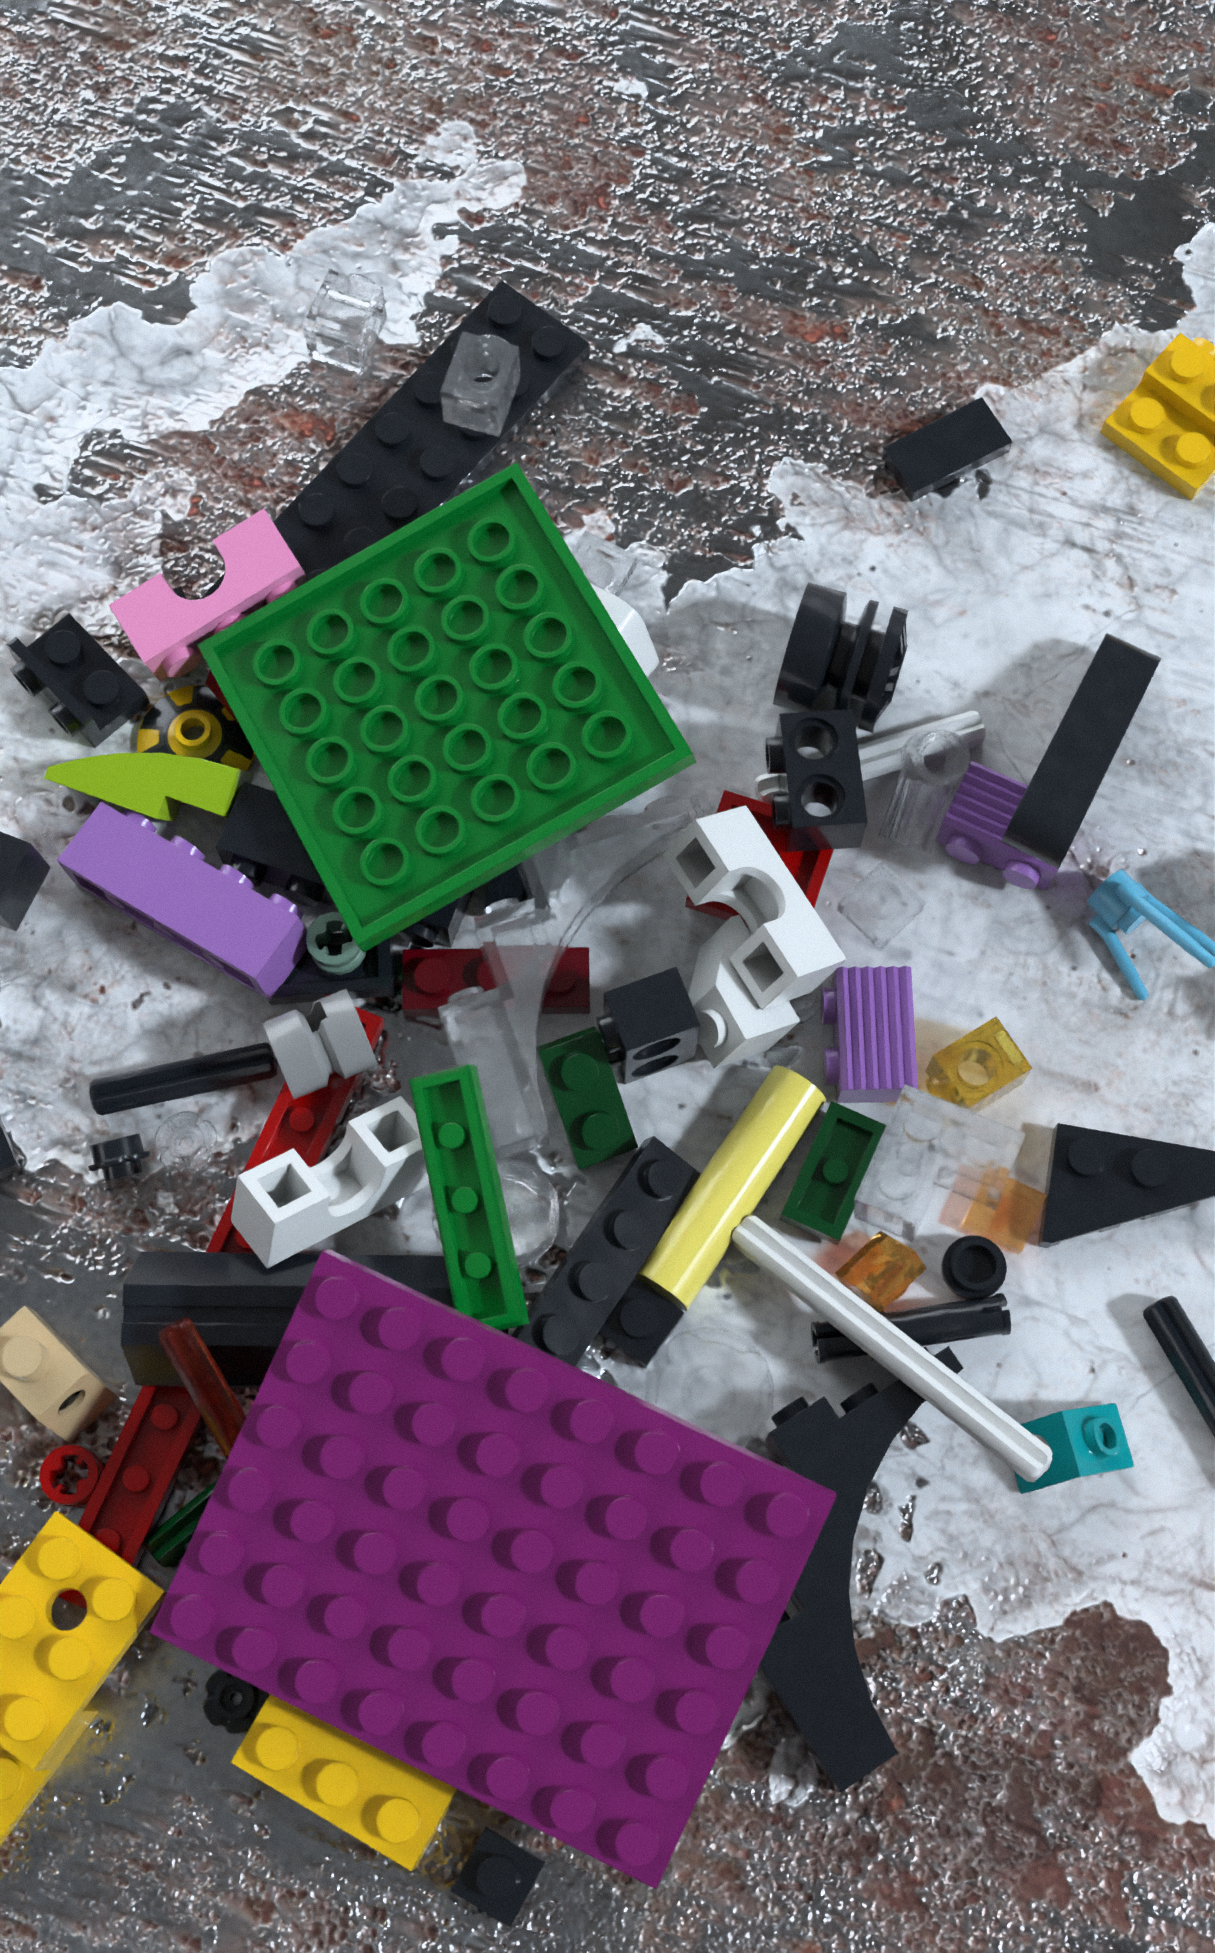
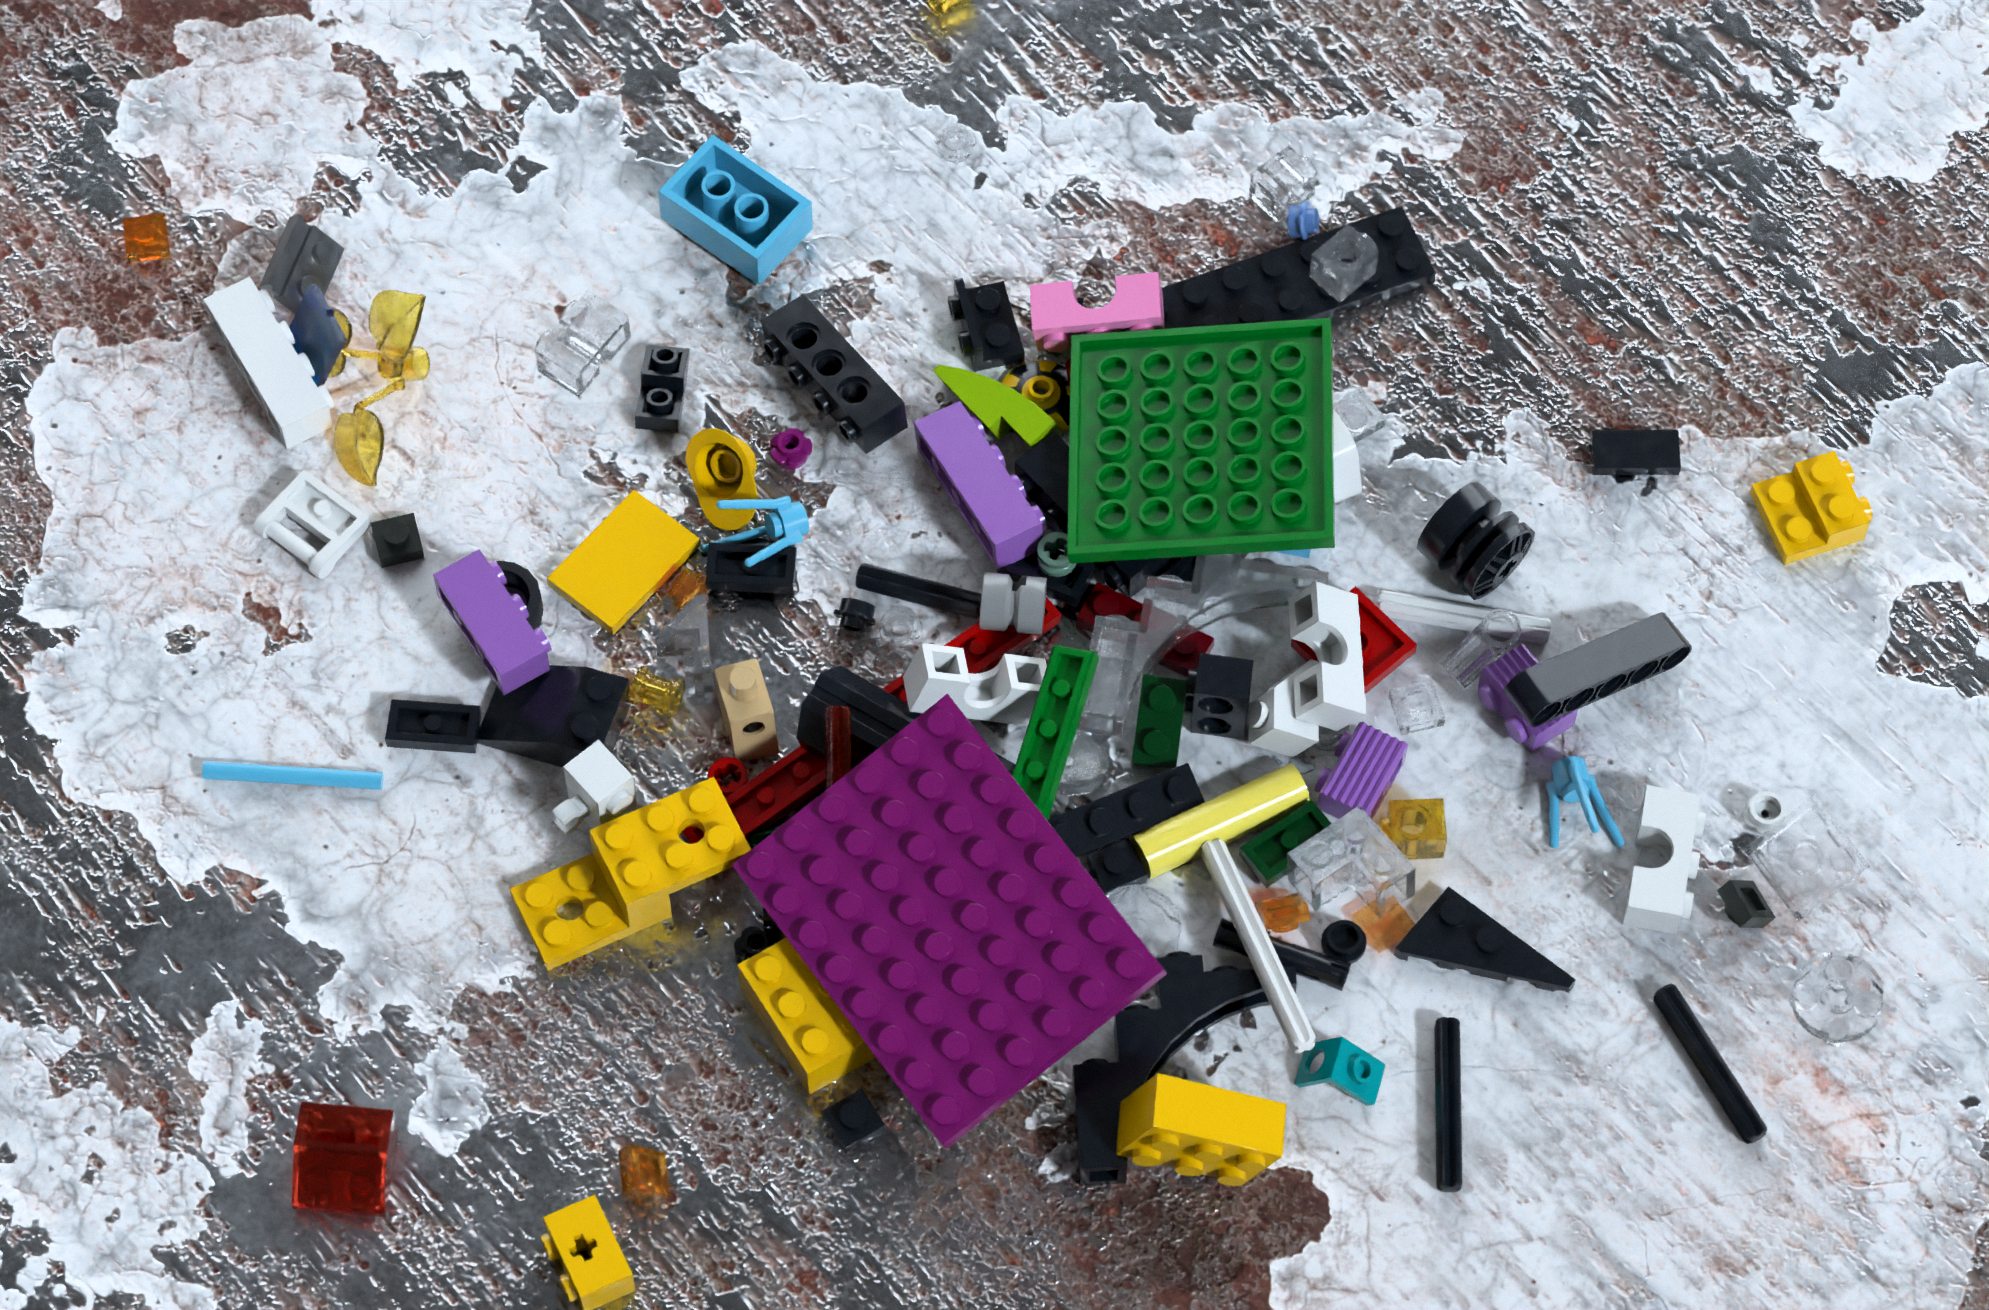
camera: 30 degrees right, 10 degrees down
(395, 356) = (1302, 220): none -> medium blue plate
(828, 780) = (1420, 607): black brick -> none
(974, 1662) = (1200, 1129): none -> yellow brick

